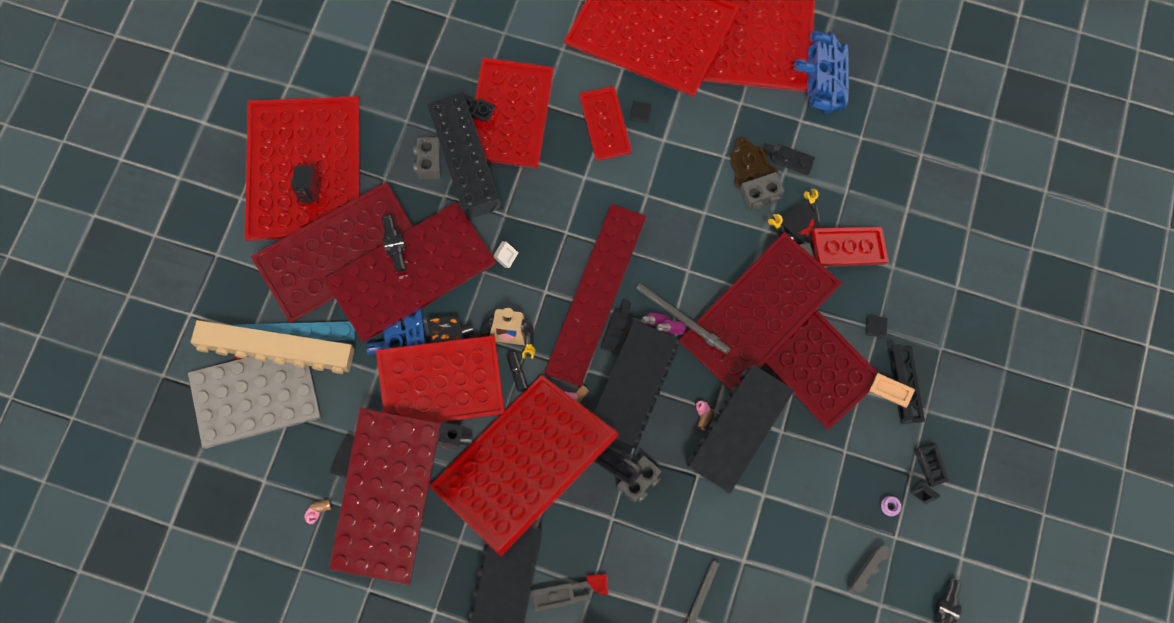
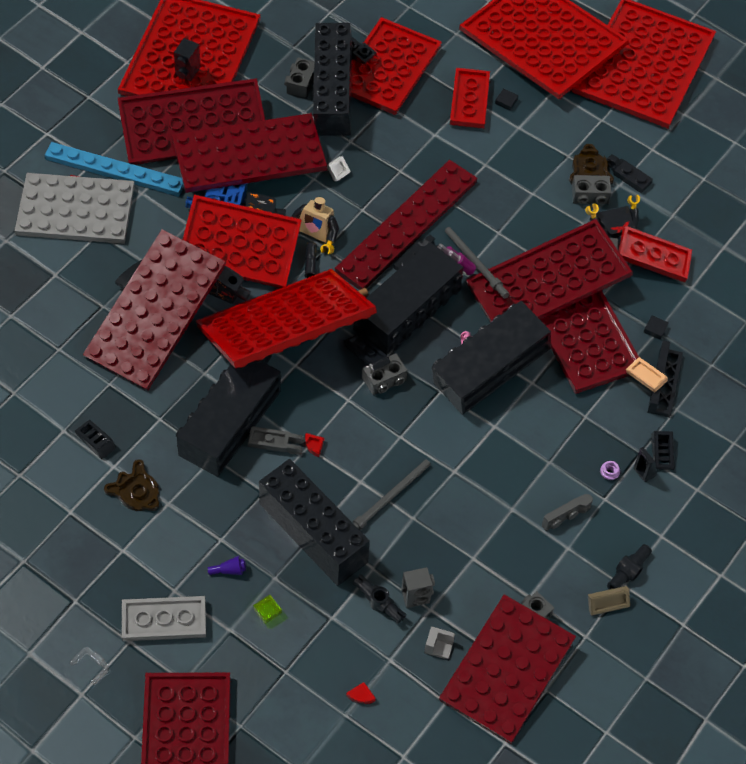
camera: 20 degrees right, 15 degrees down
(272, 346) = (108, 171): tan brick -> none
(315, 510) = (91, 307): arm -> none
(393, 243) = (243, 123): black pin -> none
(826, 72) = (689, 115): blue piece -> none

